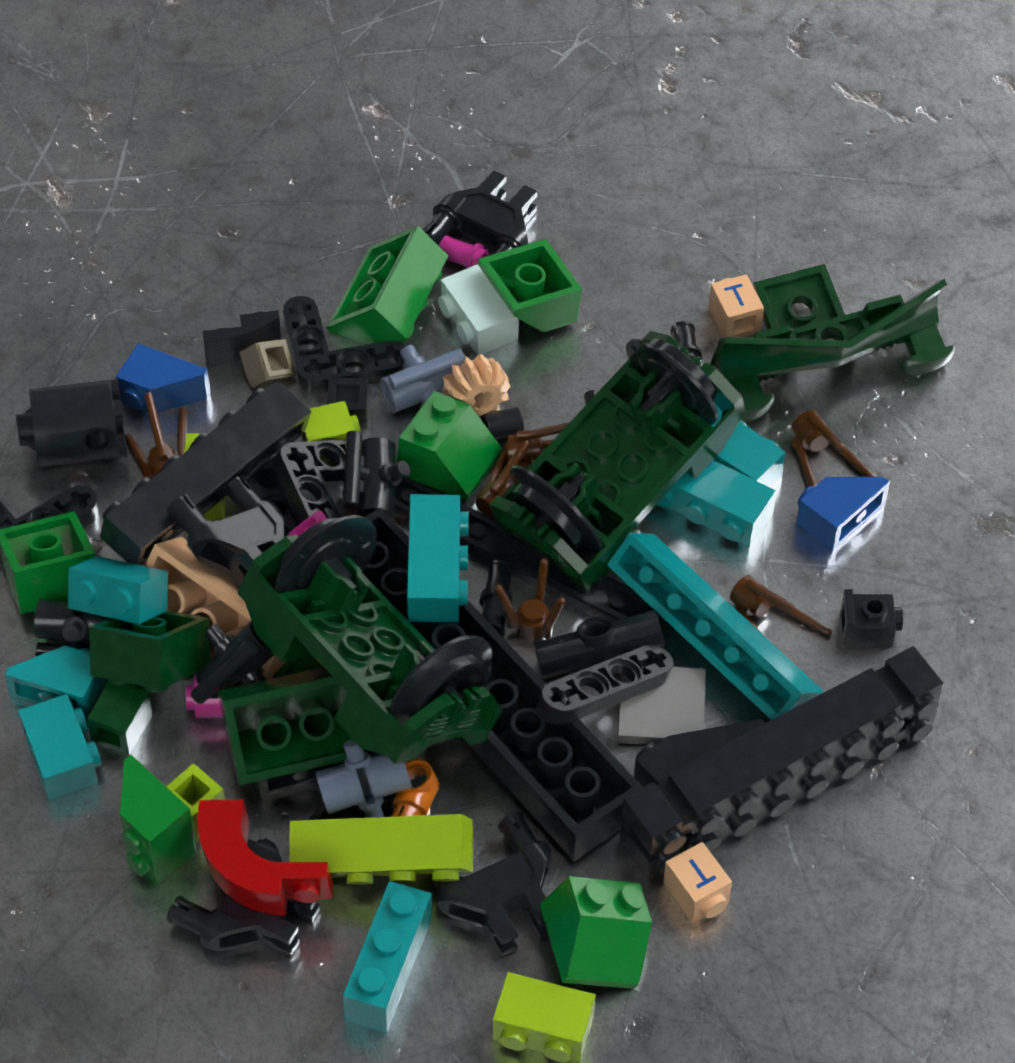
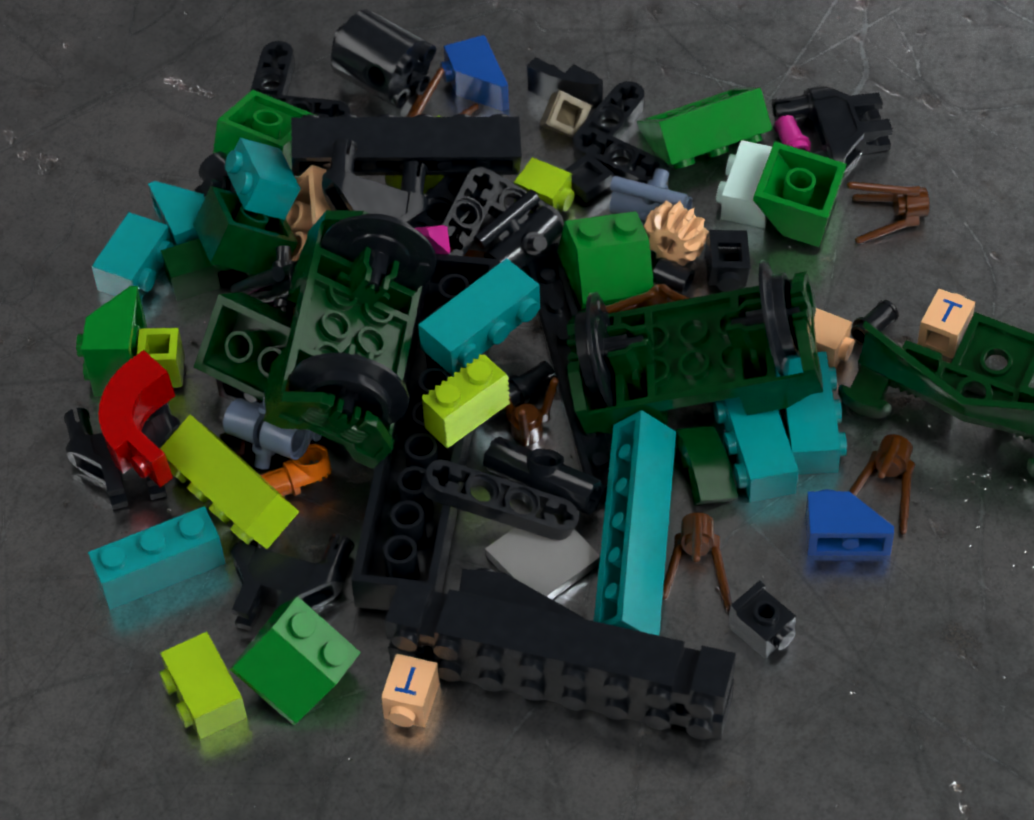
camera: 50 degrees right, 0 degrees up
(507, 626) = (465, 400): none -> lime brick
(533, 378) = (727, 266): none -> black brick
(602, 241) = (907, 201): none -> reddish brown plant
(707, 543) = (707, 463): none -> dark green slope

